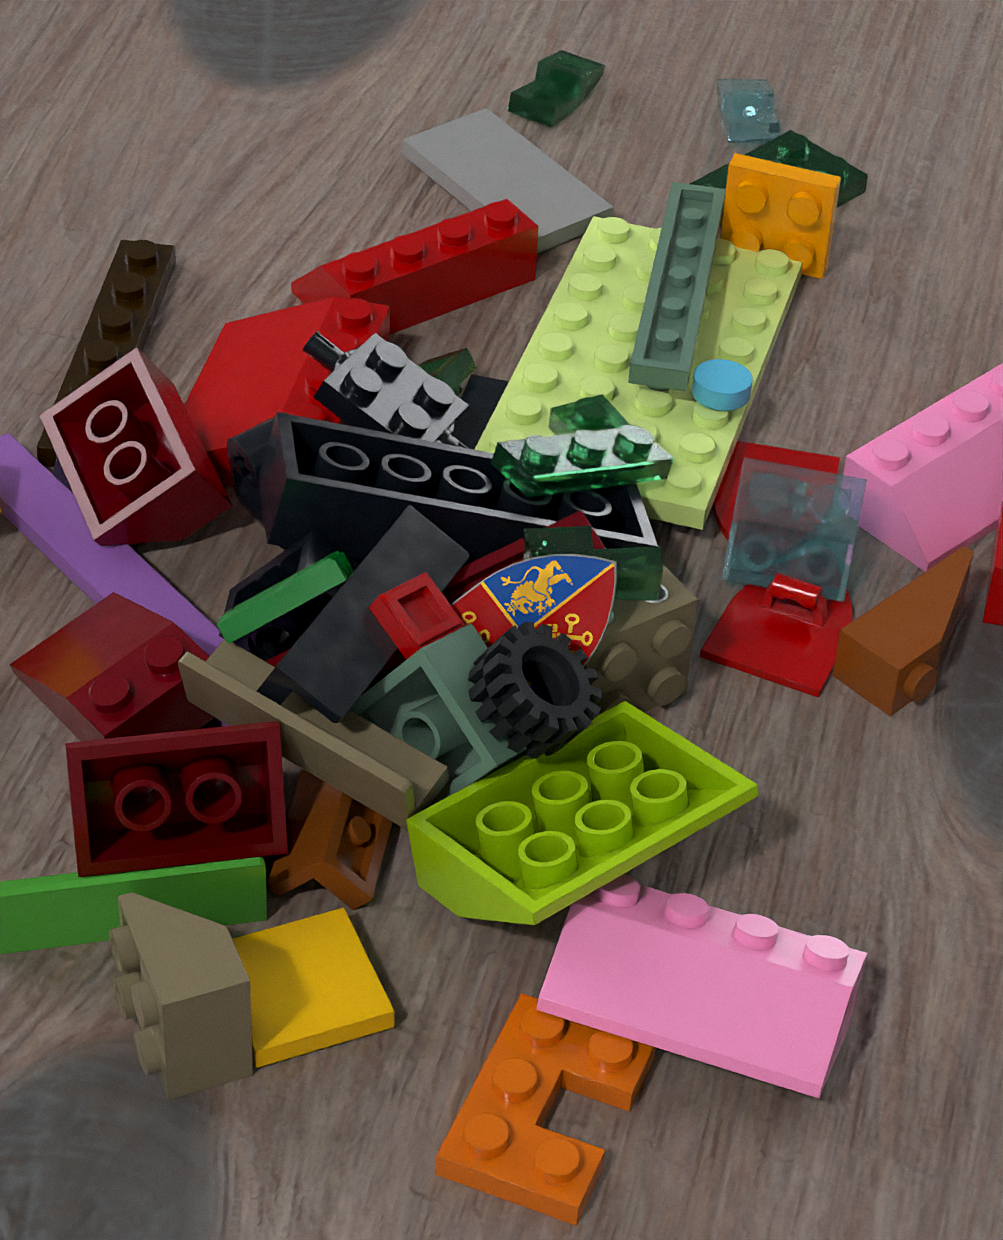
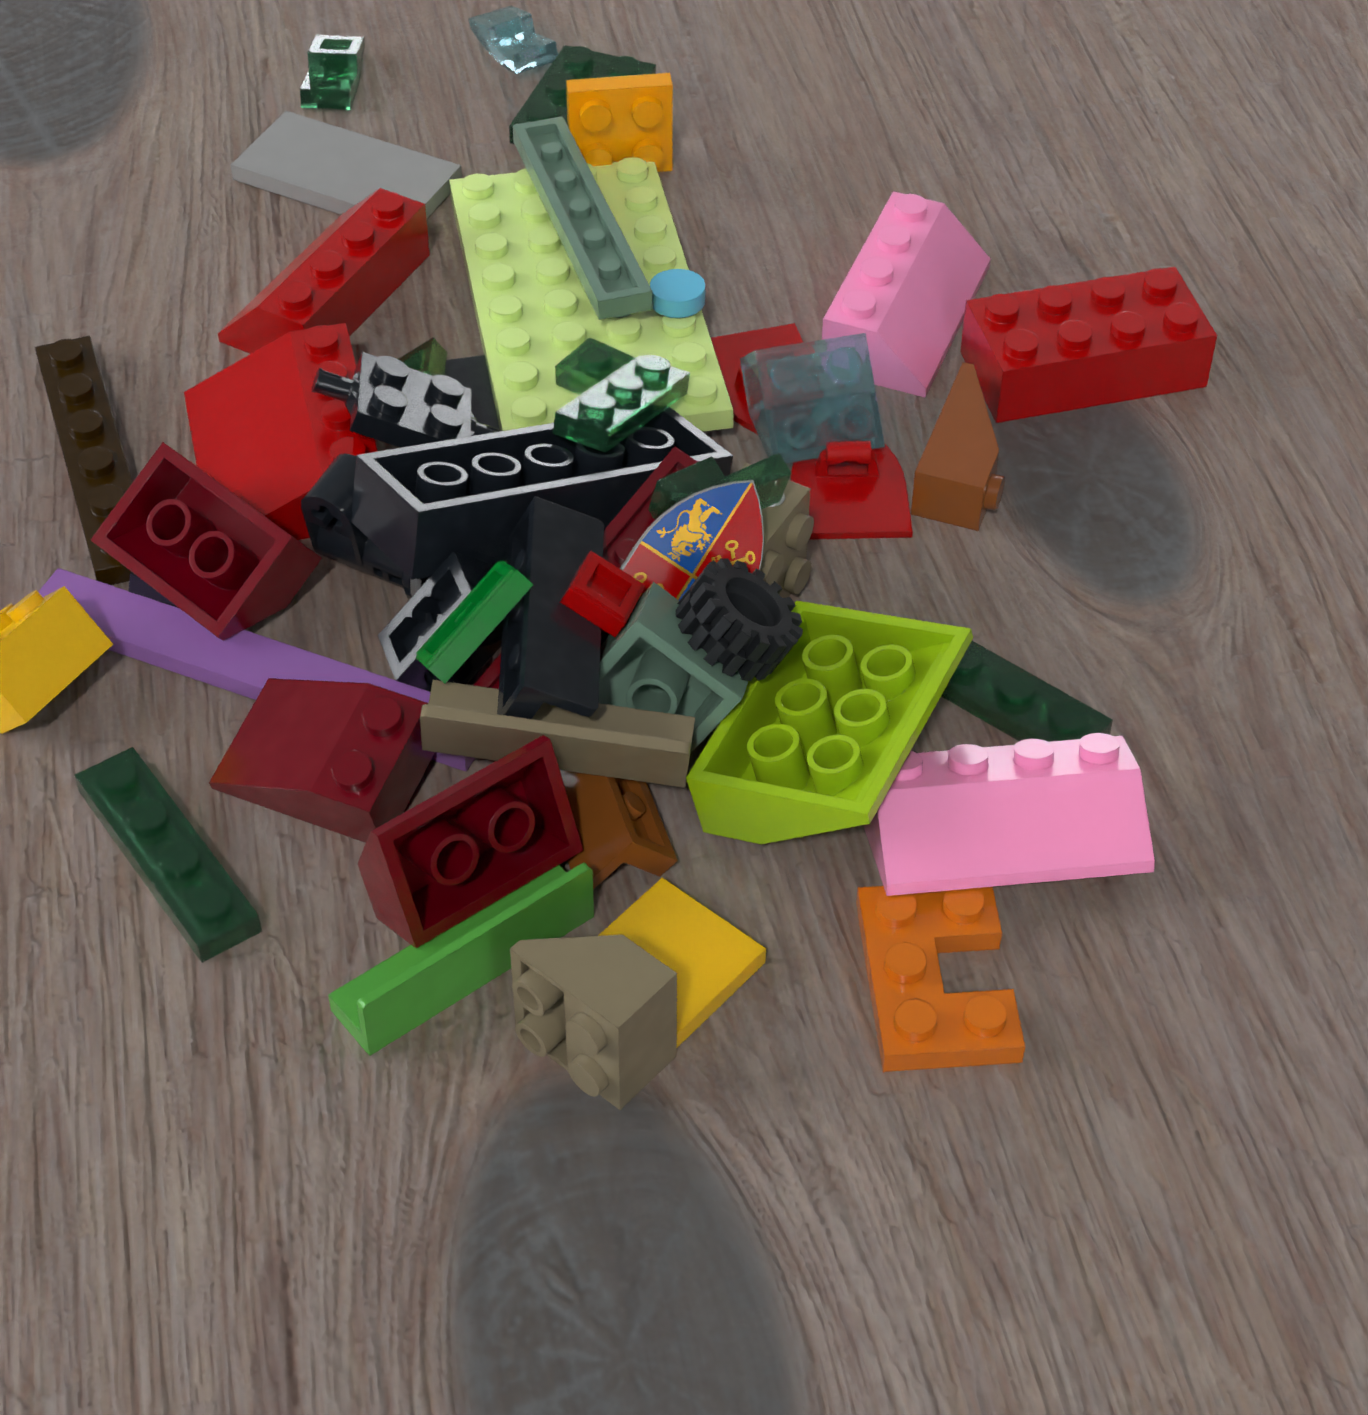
camera: 25 degrees left, 5 degrees up
(804, 878) = (1019, 700): none -> clear green plate

